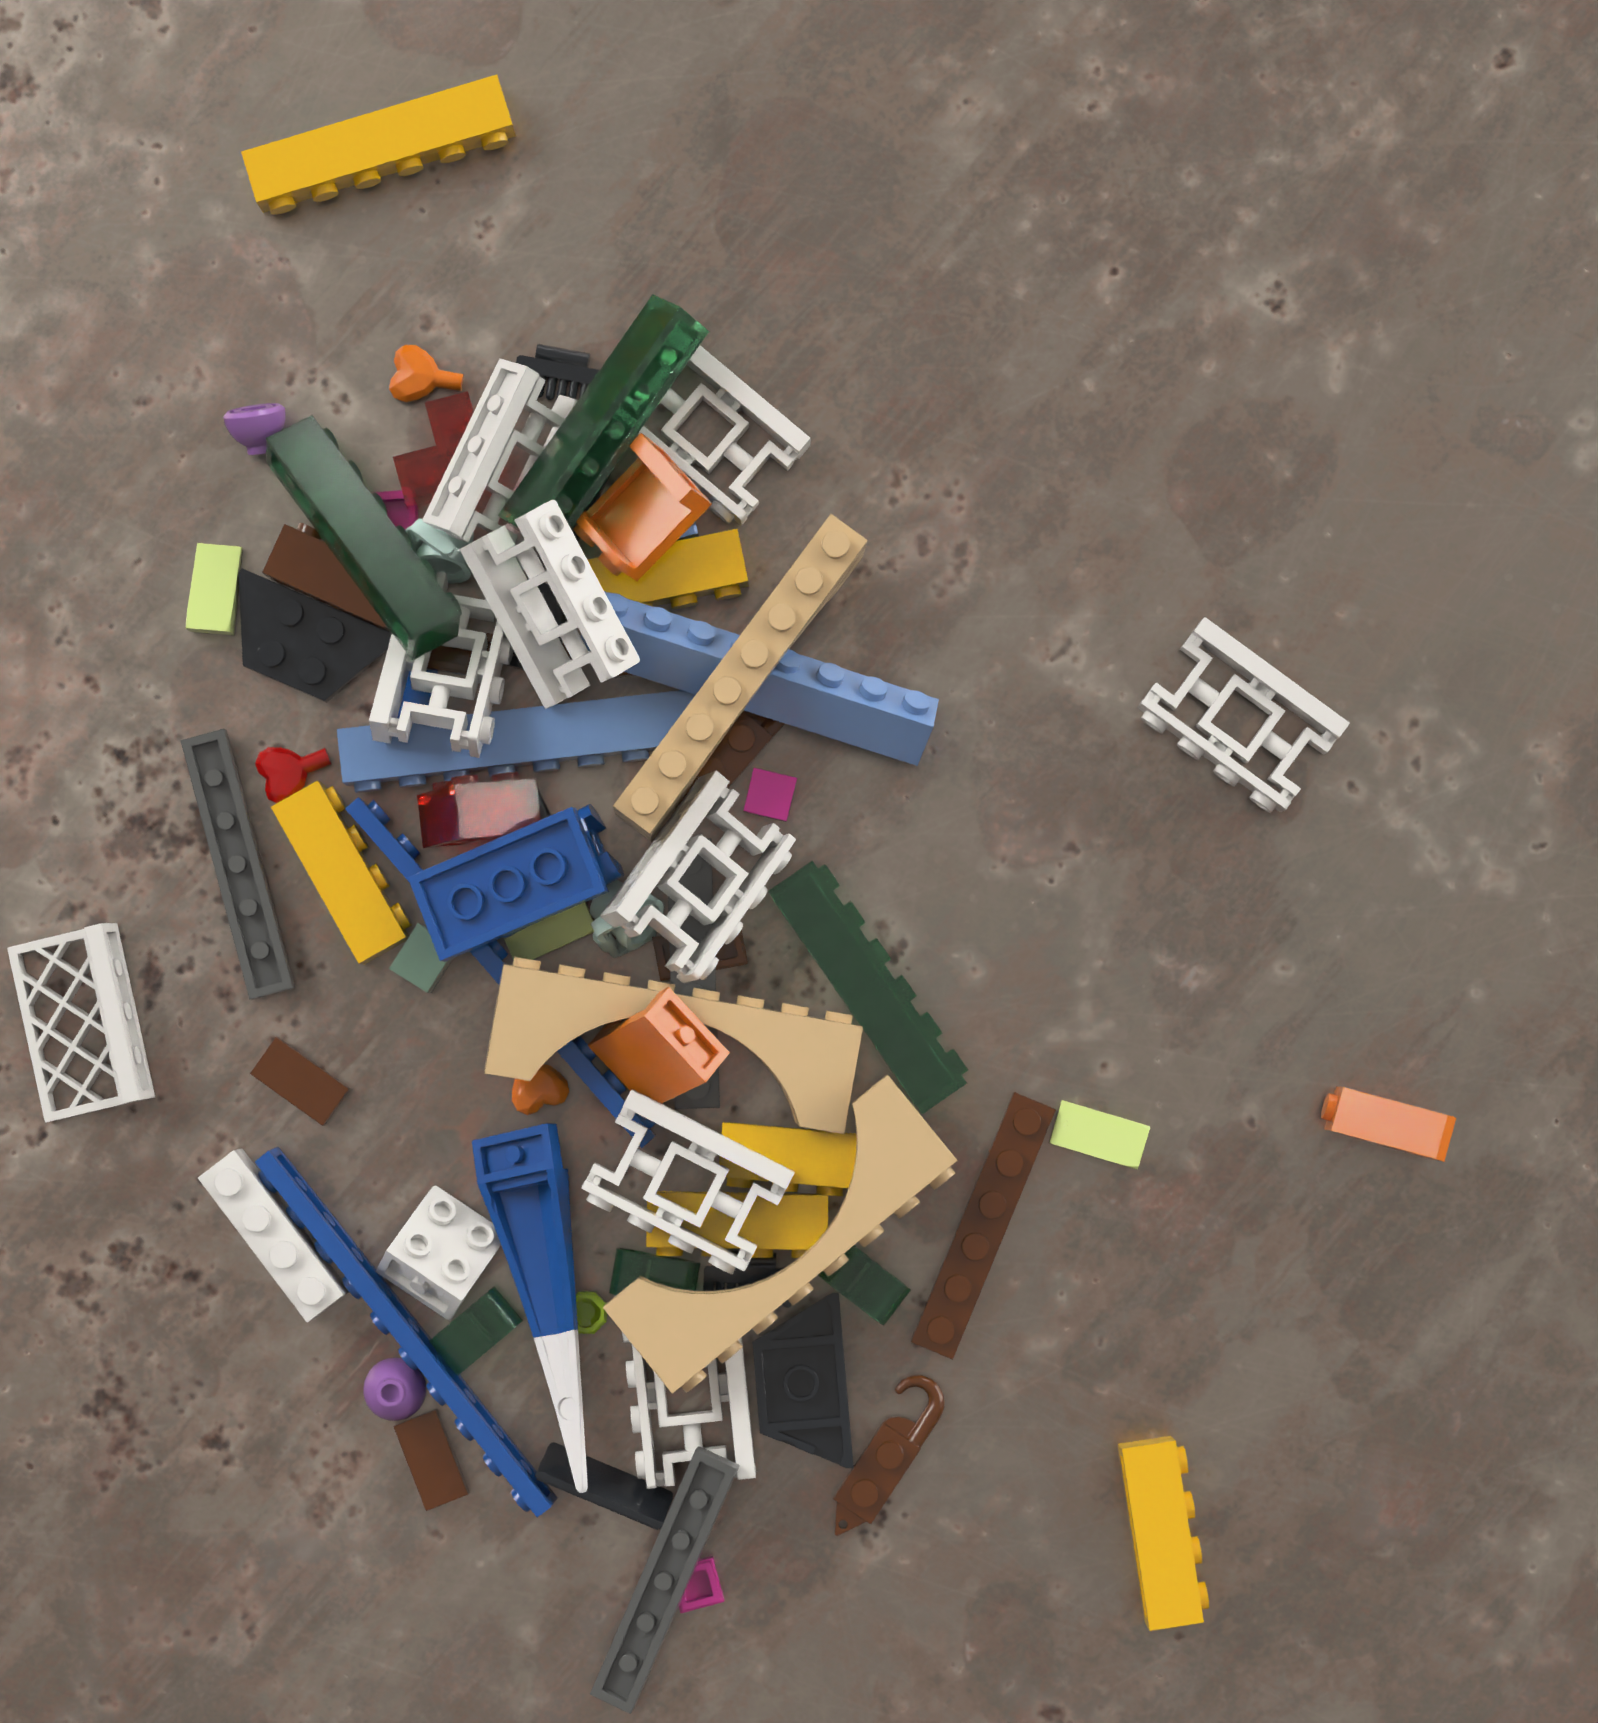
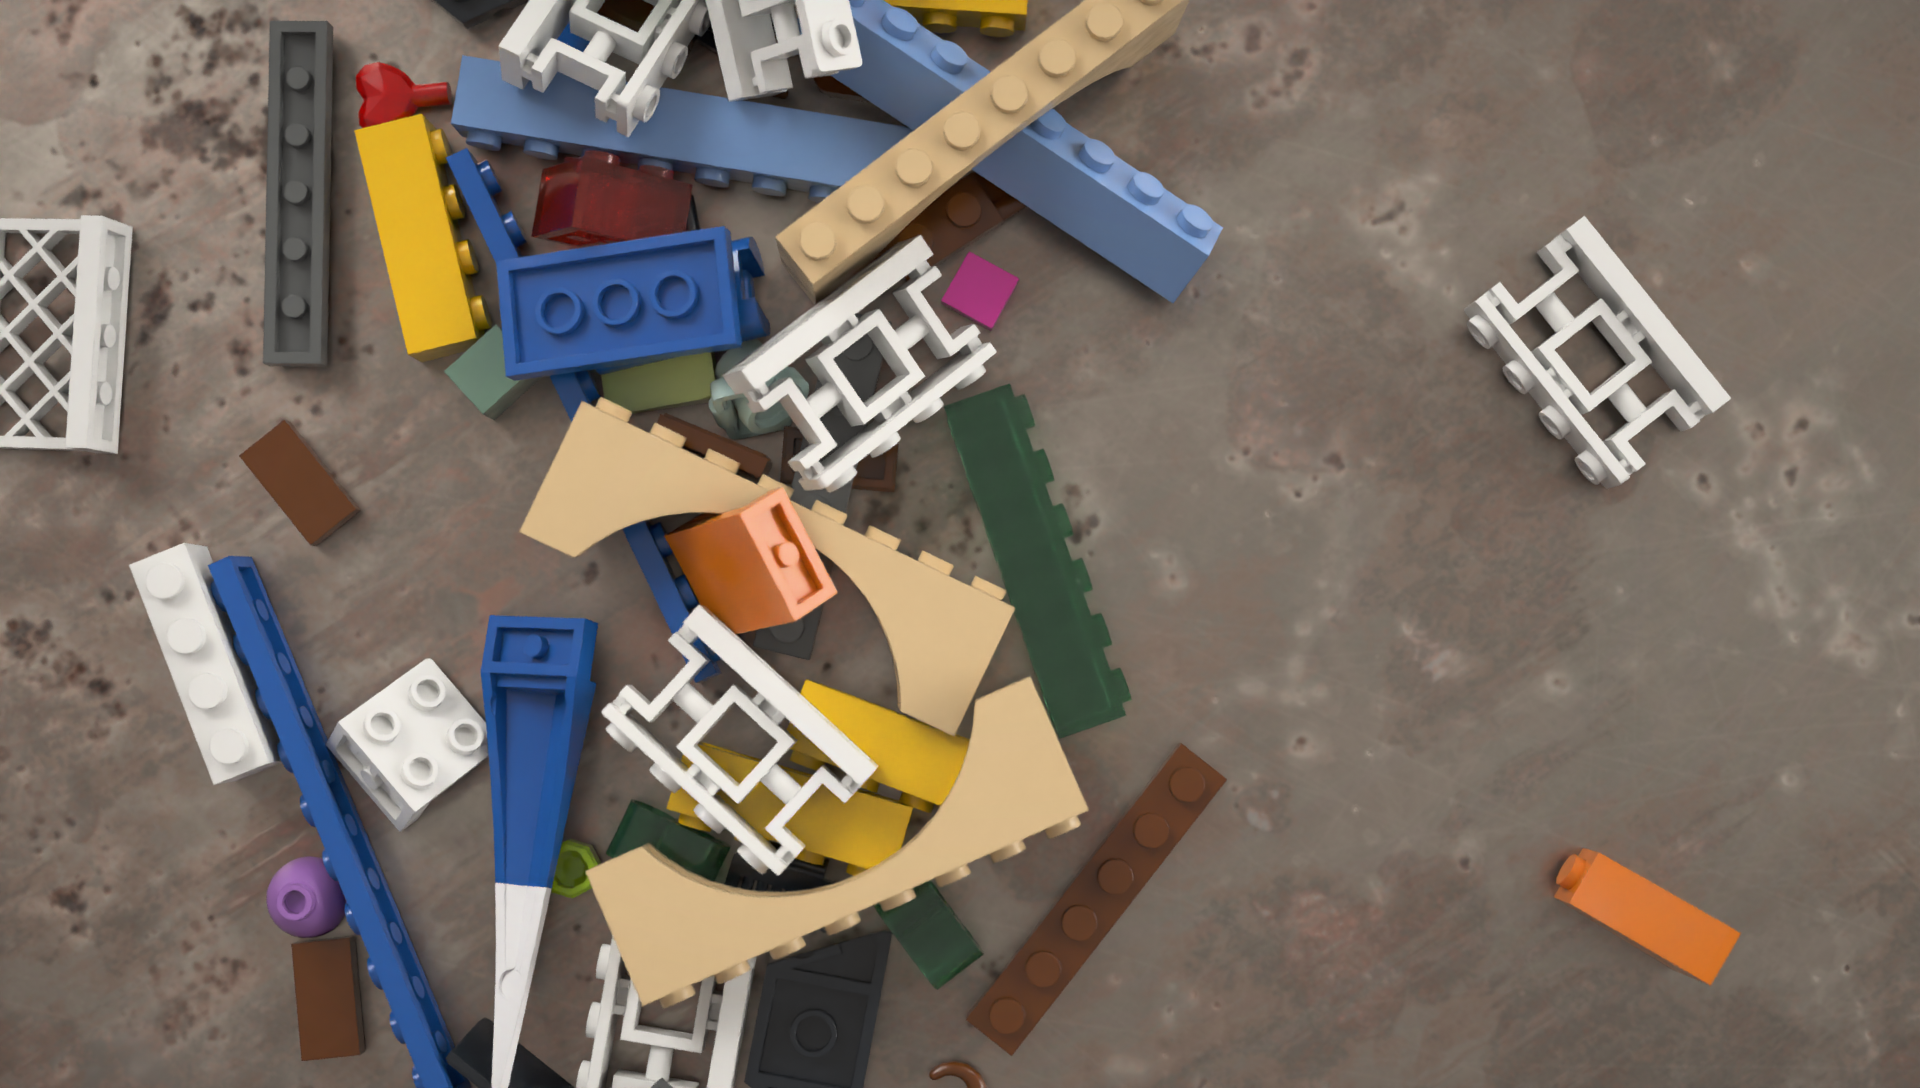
camera: 15 degrees right, 0 degrees up
(475, 1331) = (426, 853): clear green beam -> none
(545, 1088) = (593, 573): orange rock -> none
(597, 966) = (700, 440): none -> reddish brown tile
(1099, 1134) = (1273, 826): yellowish green slope -> none

